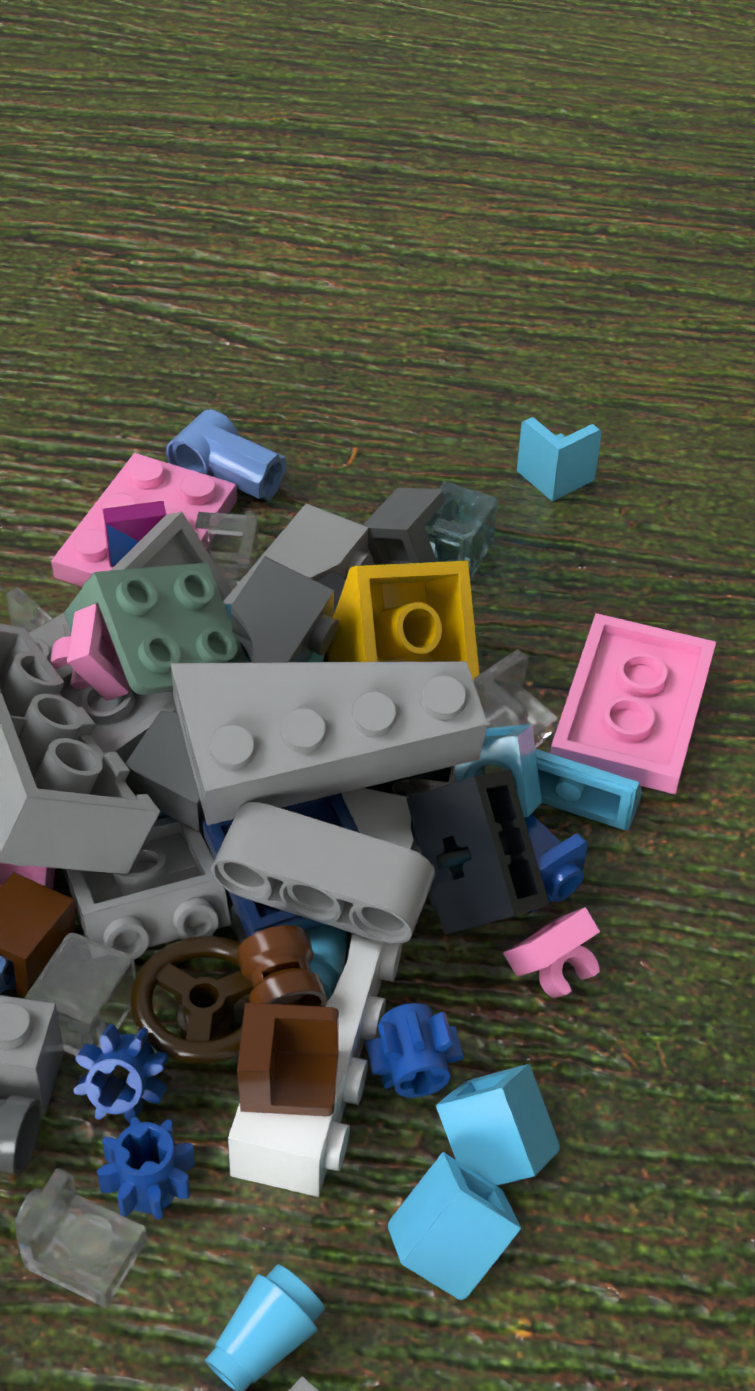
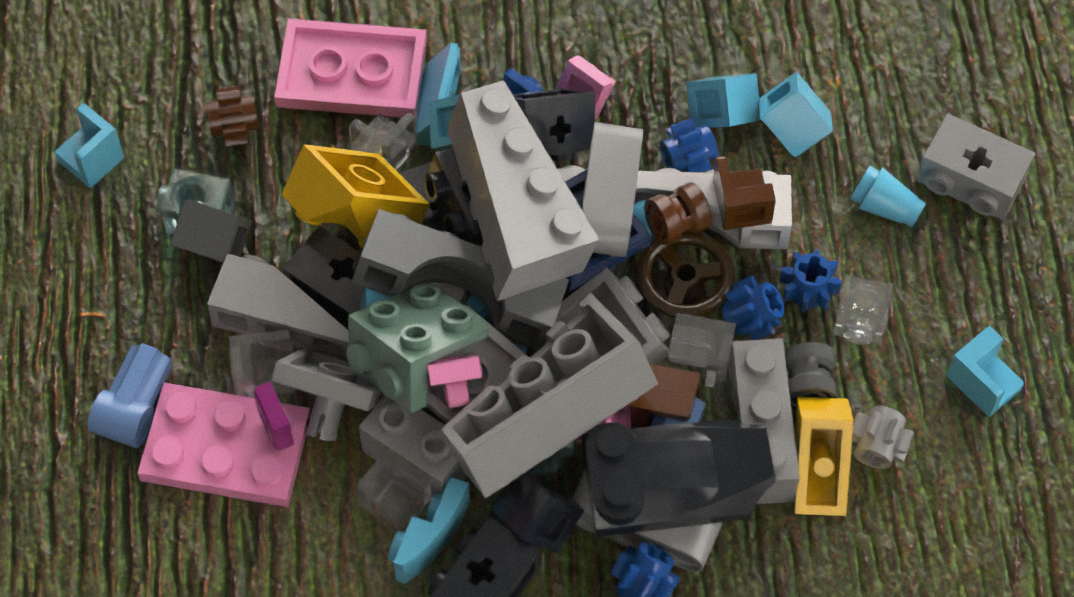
camera: 100 degrees left, 15 degrees up
(575, 573) = (232, 115): none -> reddish brown gear

